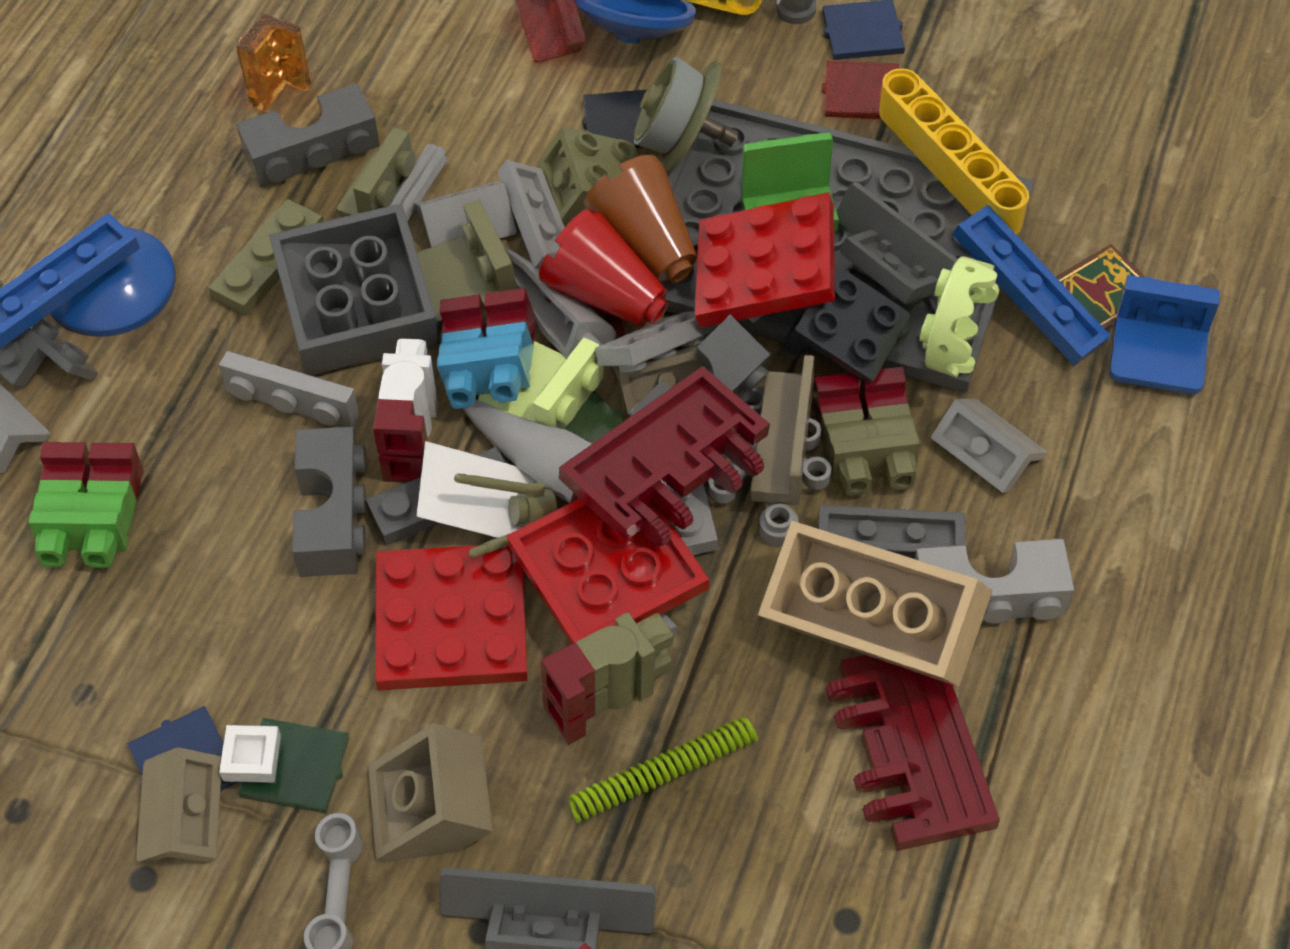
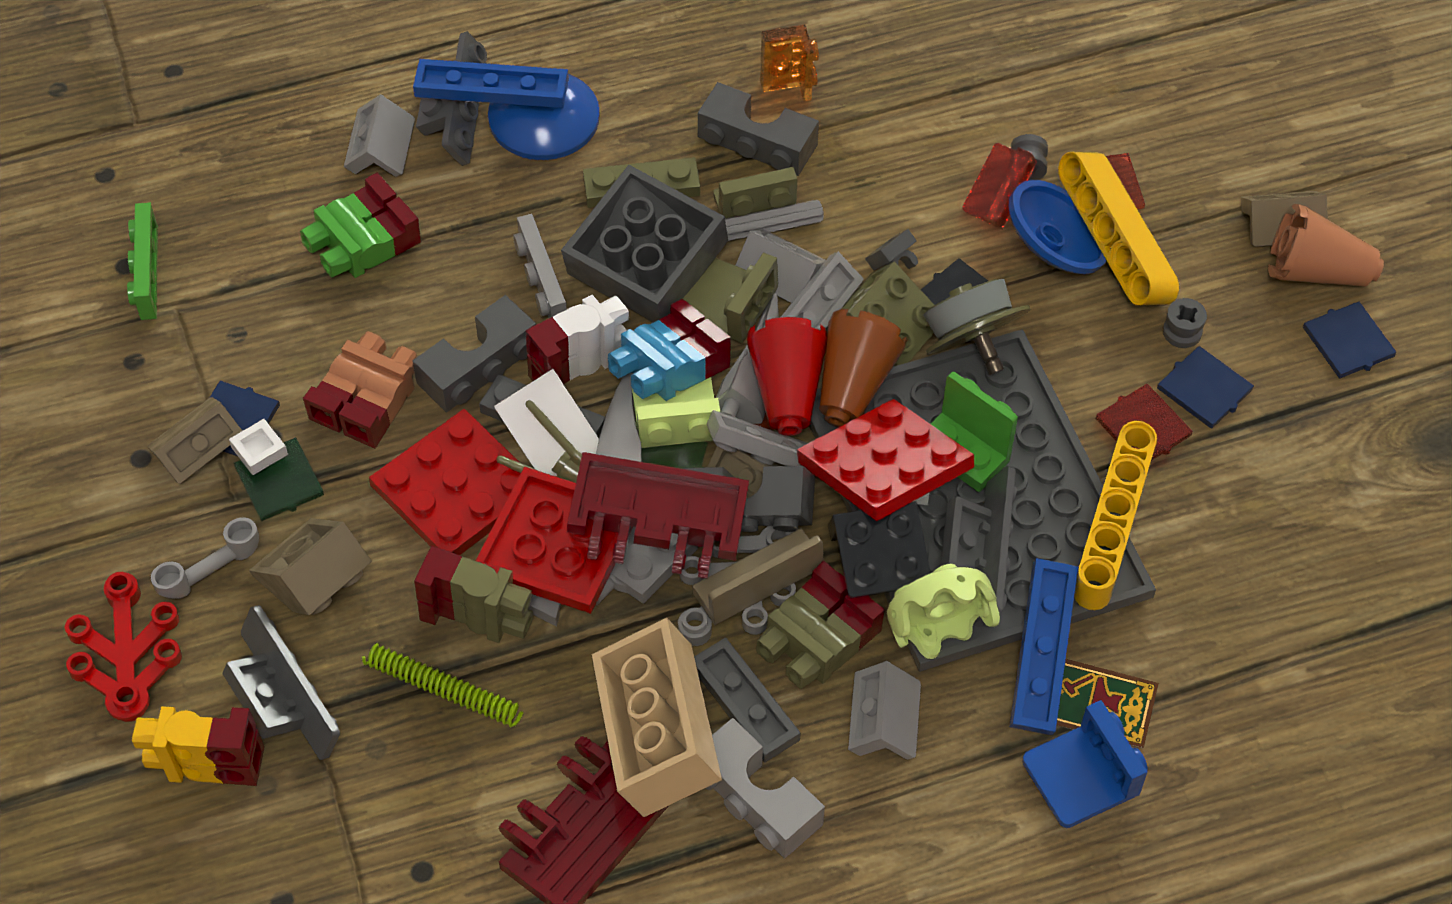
camera: 50 degrees right, 0 degrees up
(268, 603) = (362, 389): none -> hips
(536, 129) = (894, 250): none -> dark grey tile

